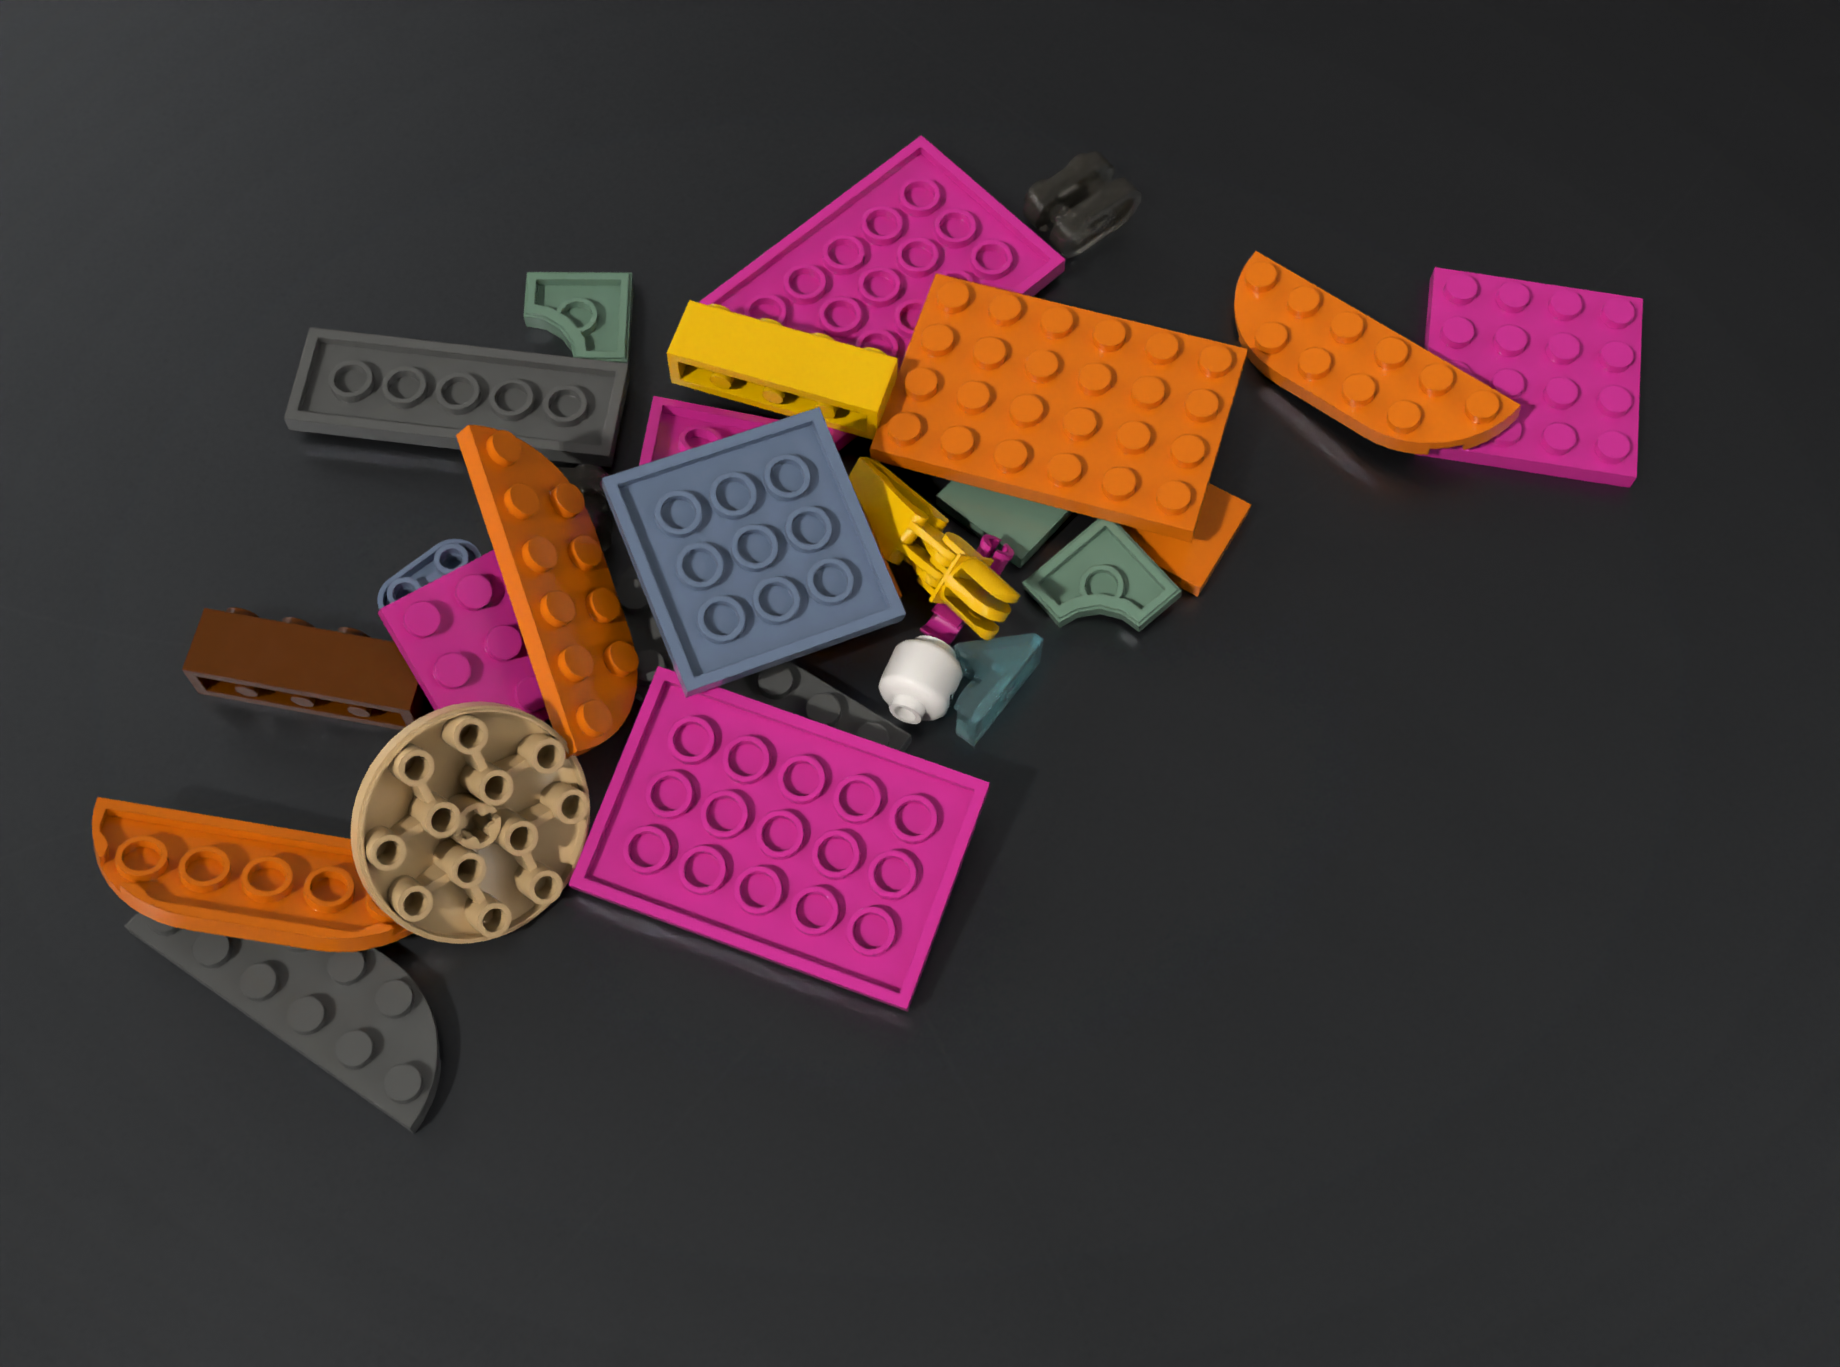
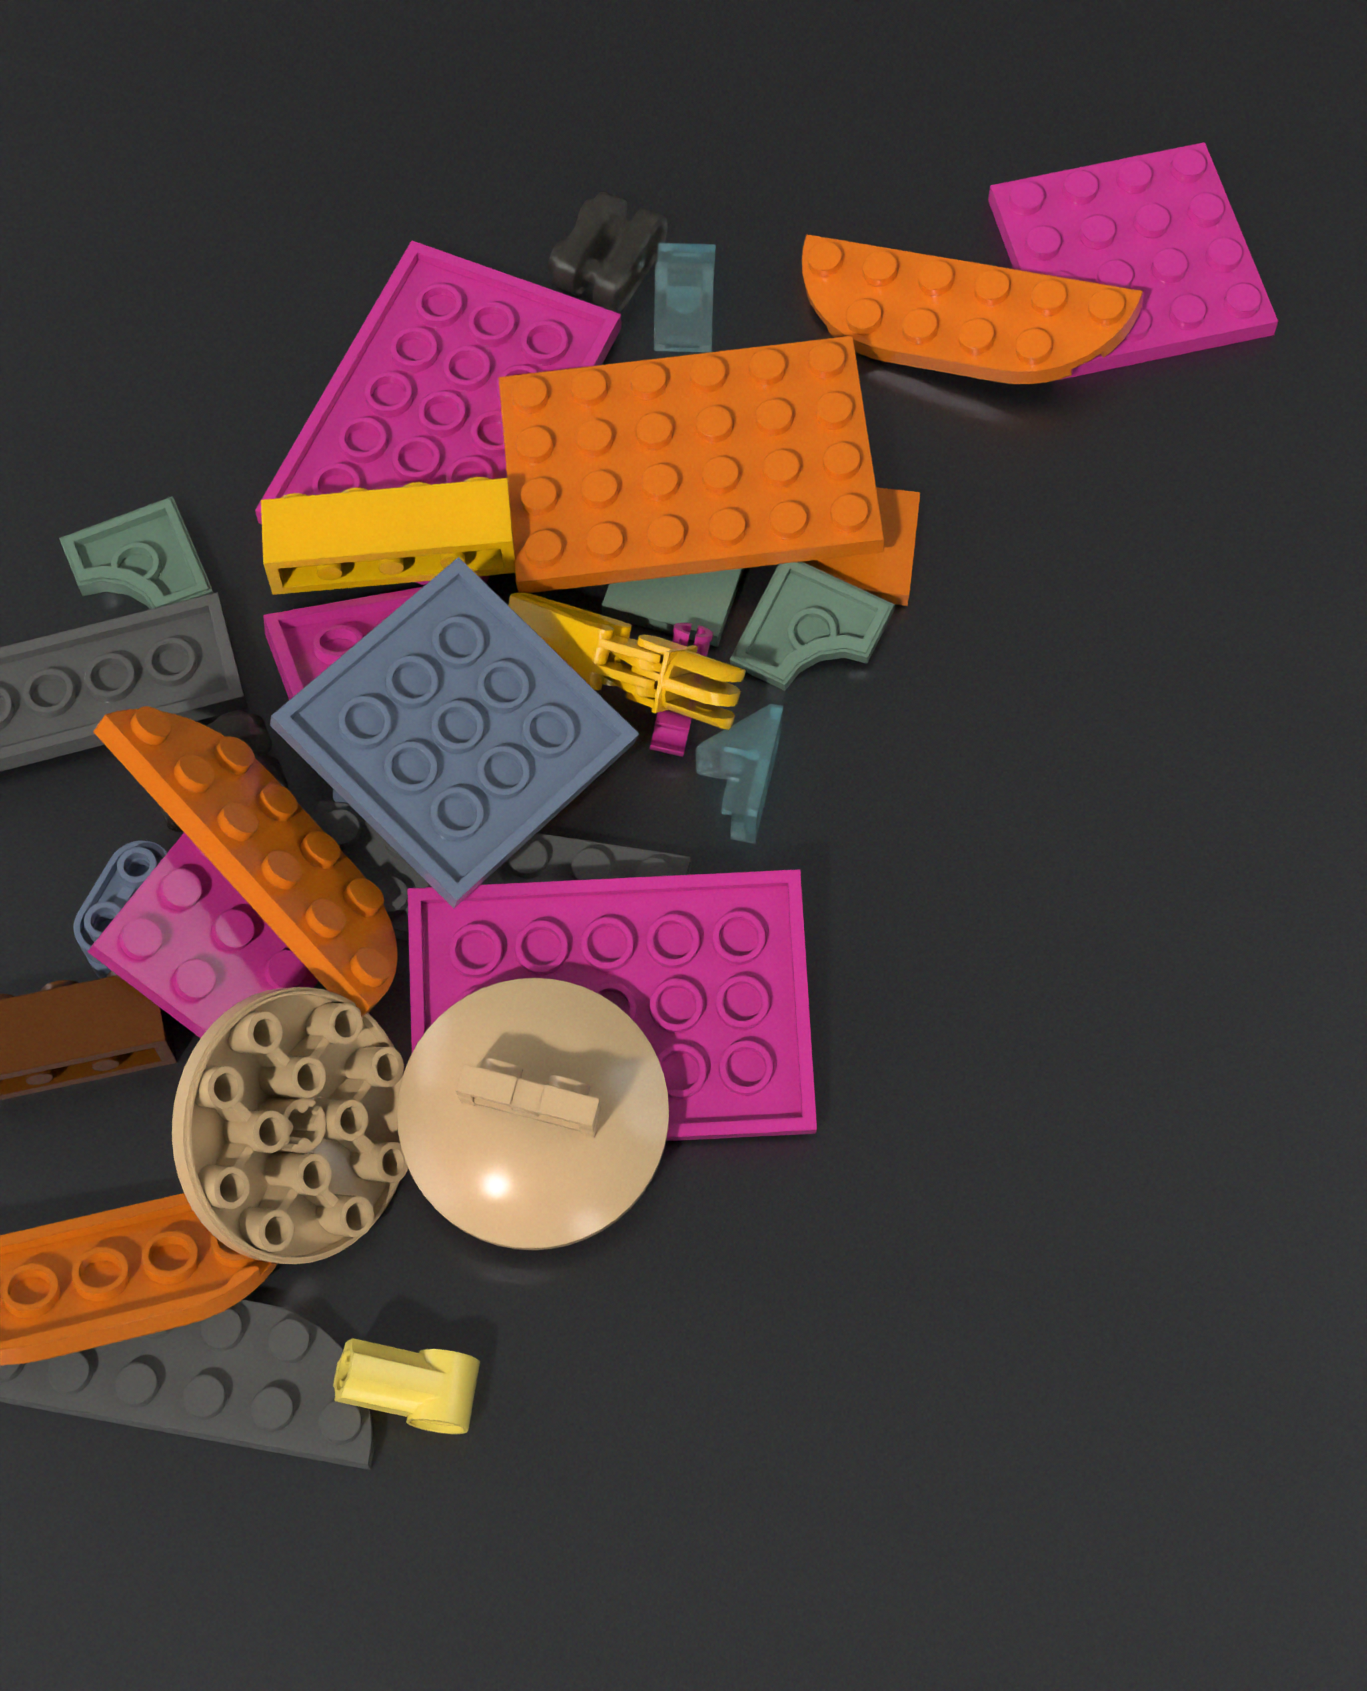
camera: 20 degrees left, 0 degrees up
(484, 1085) = (427, 1387): none -> light yellow piece
(674, 896) = (533, 1113): none -> tan bracket
(920, 679) = (675, 795): white head -> none
(1127, 265) = (684, 297): none -> clear light blue slope

